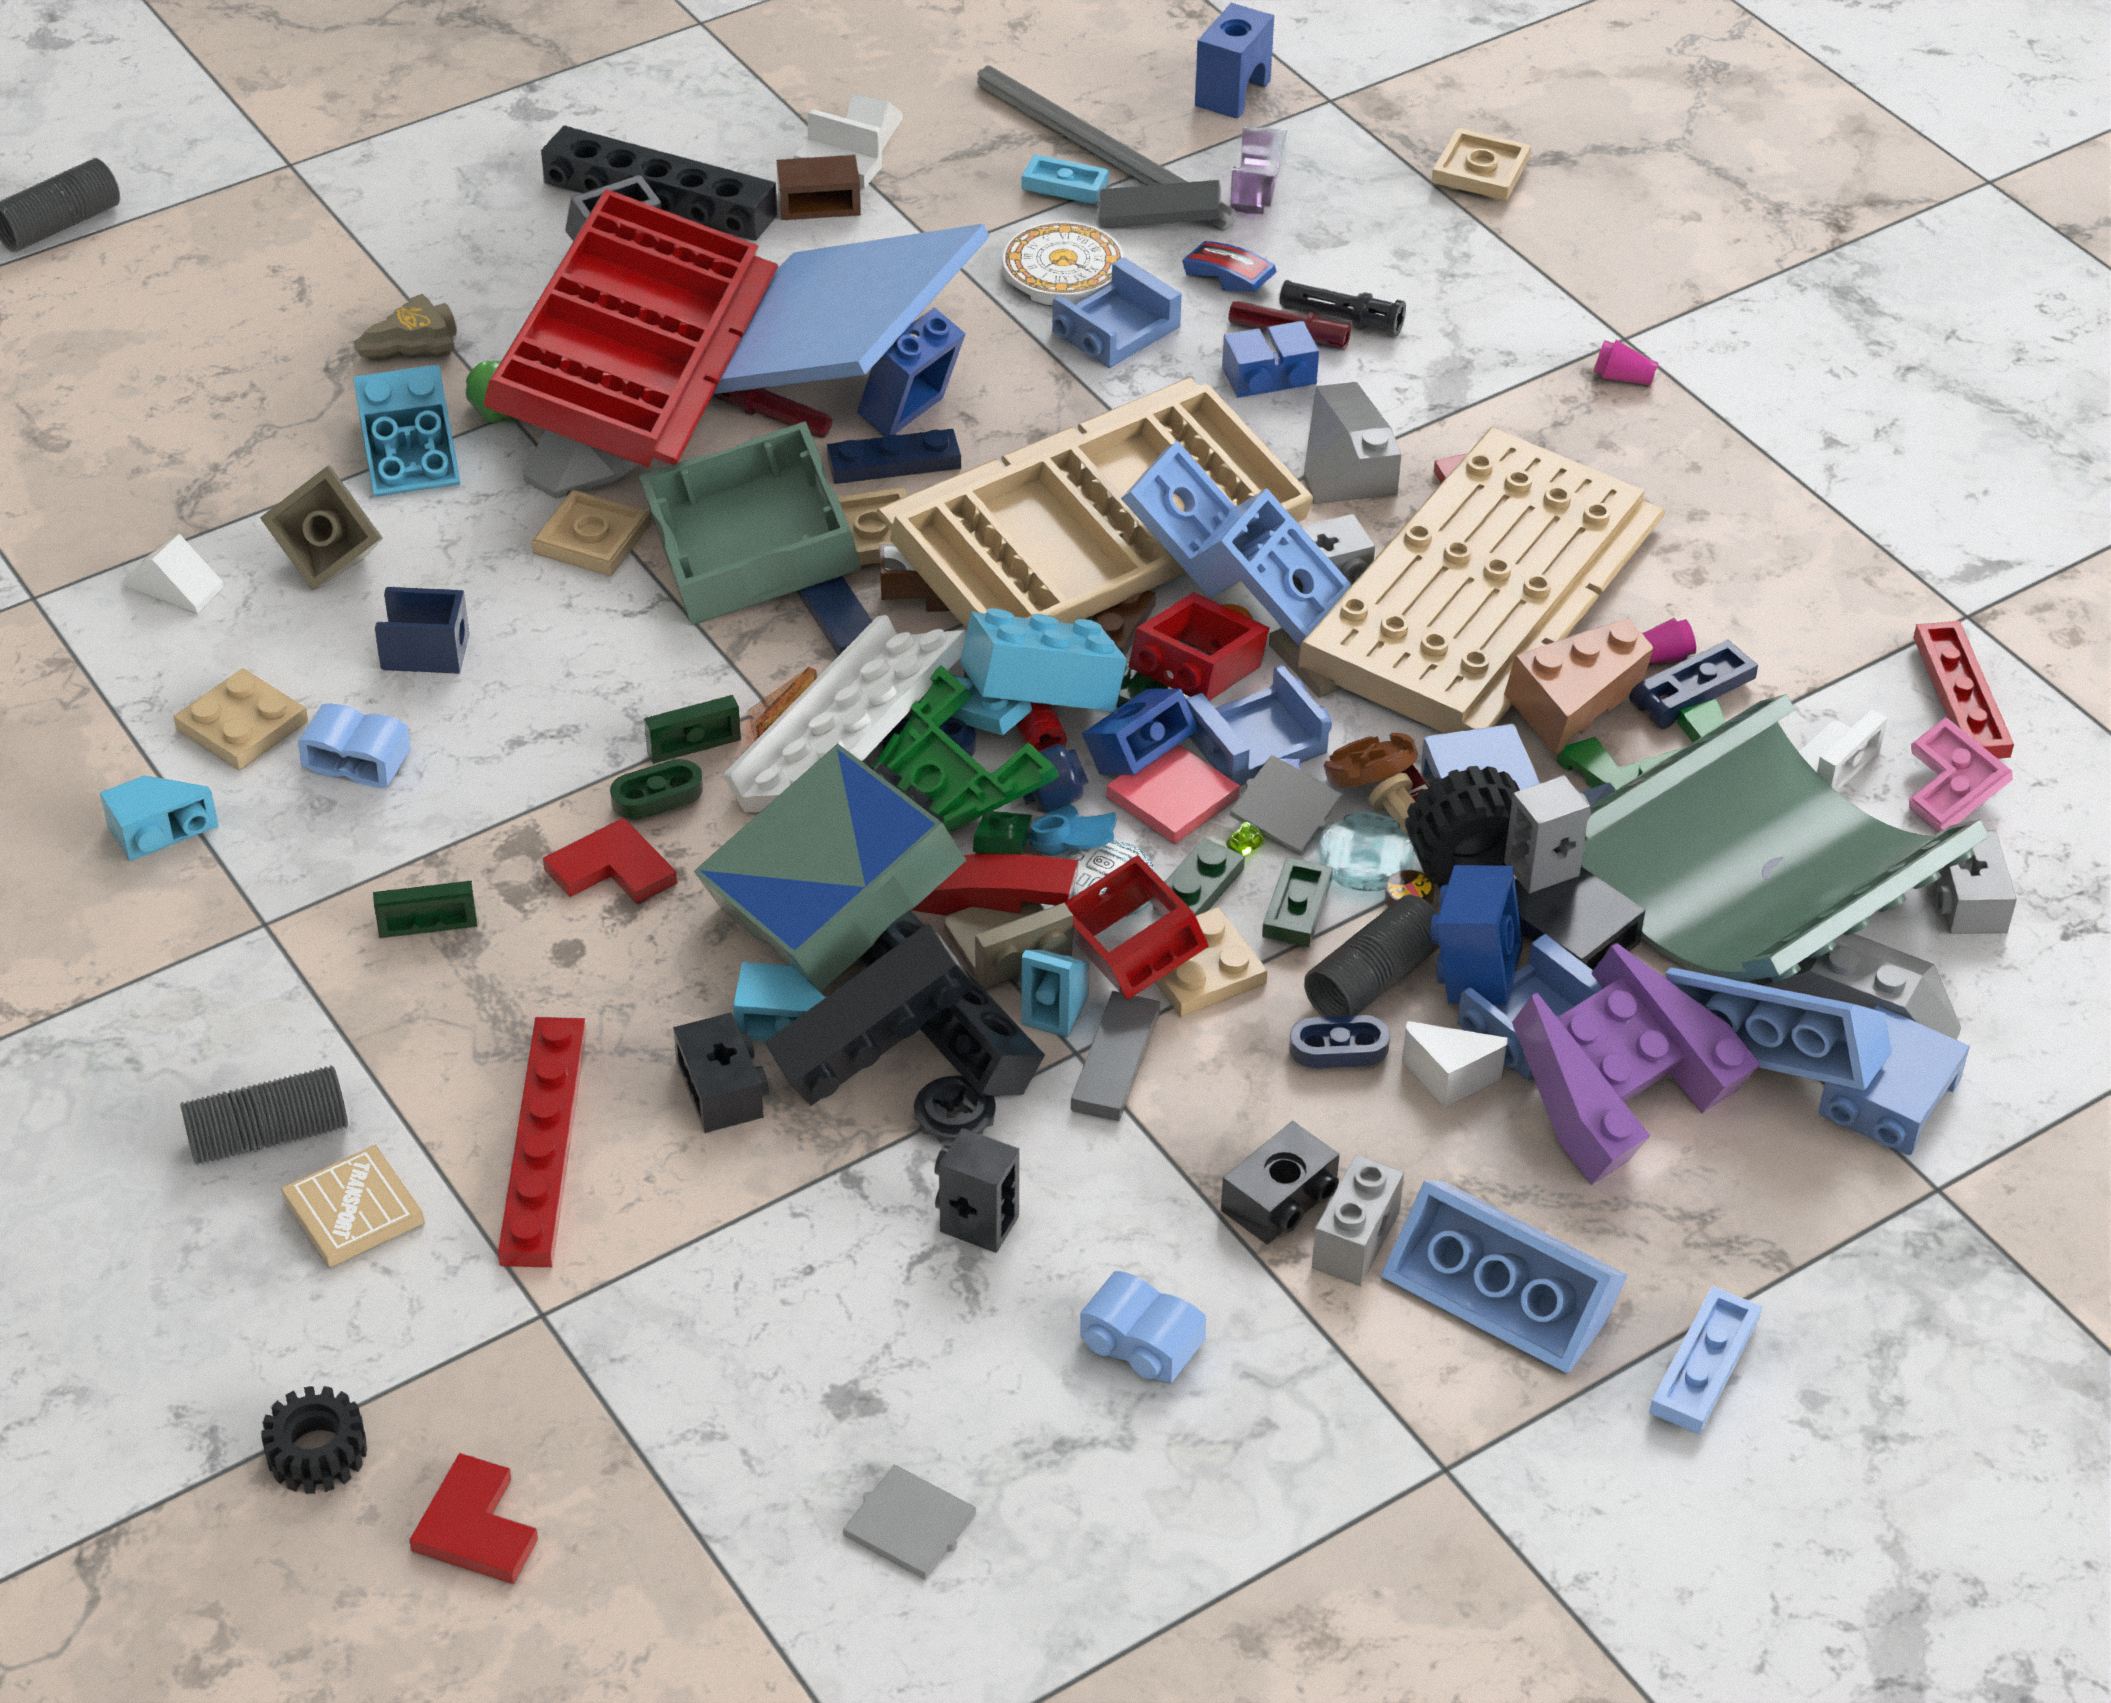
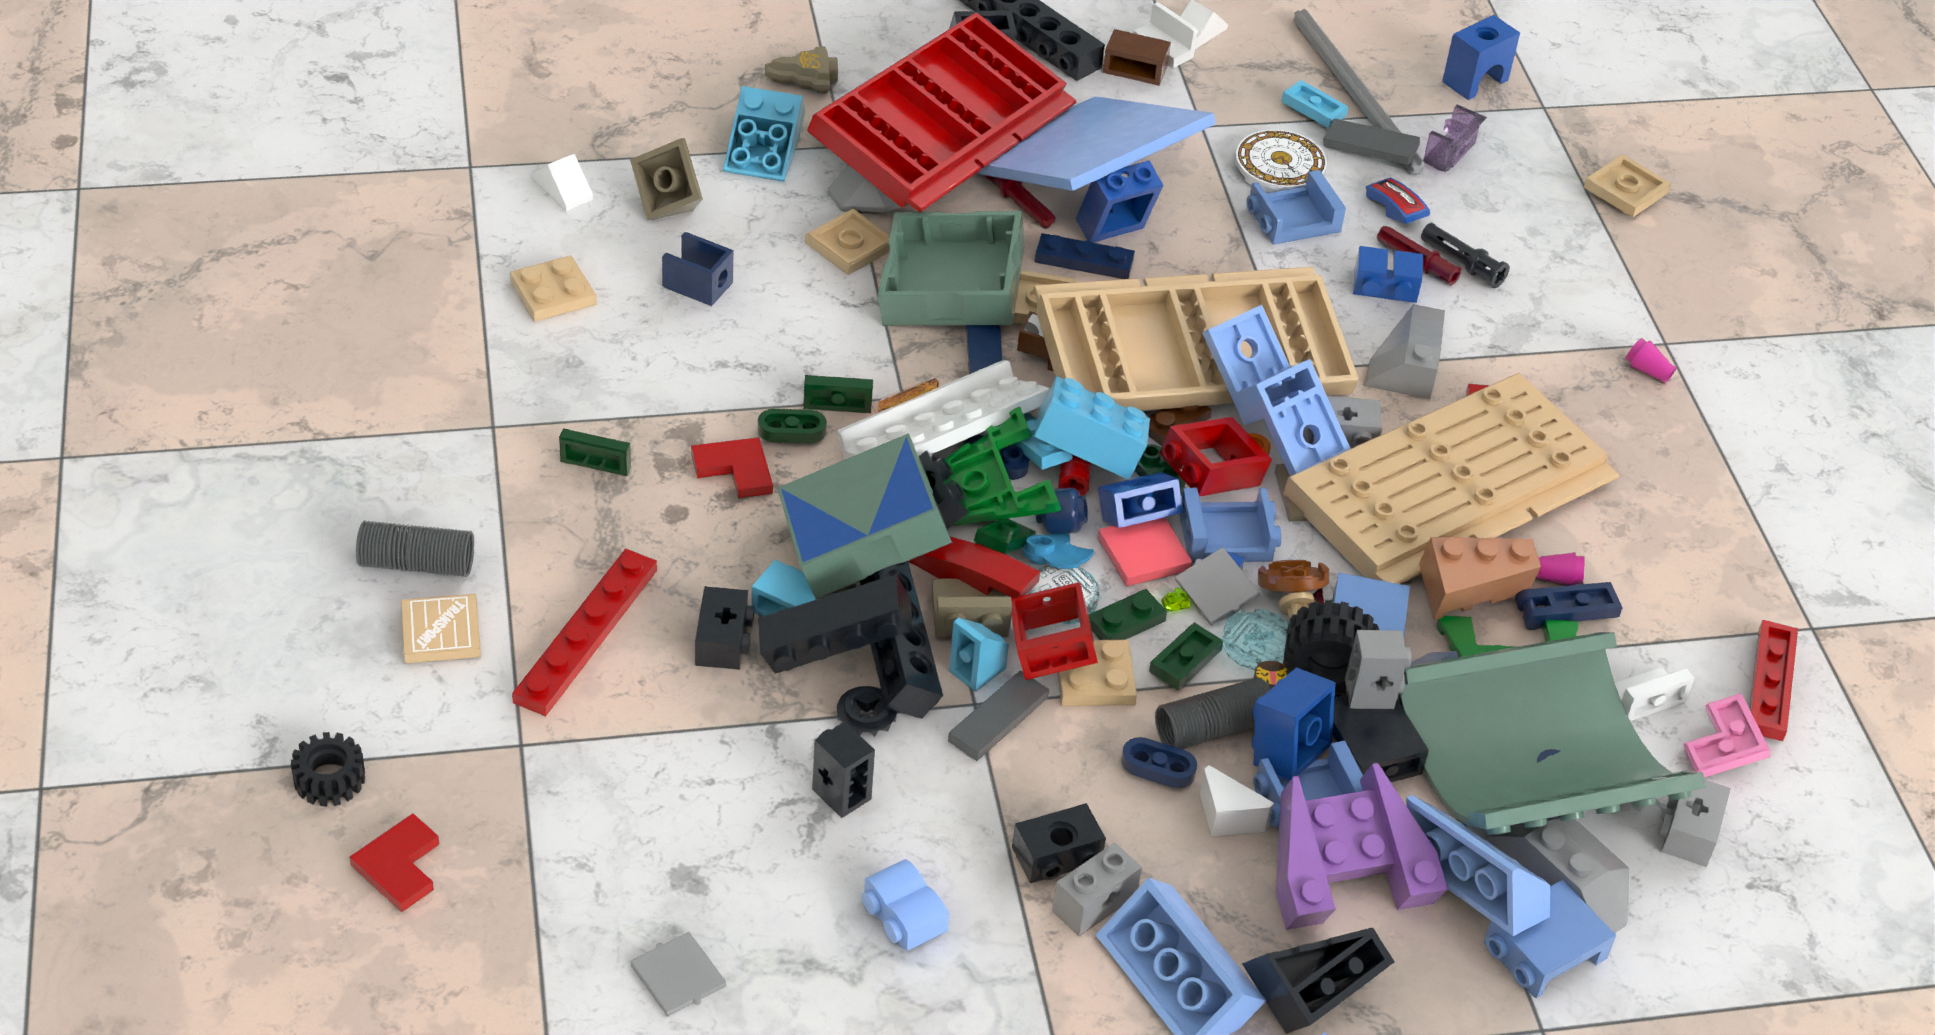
camera: 20 degrees right, 0 degrees up
(156, 813) = (462, 331): medium azure slope -> none
(354, 745) = (612, 329): light blue brick -> none
(1673, 1224) = (1317, 976): none -> black wedge

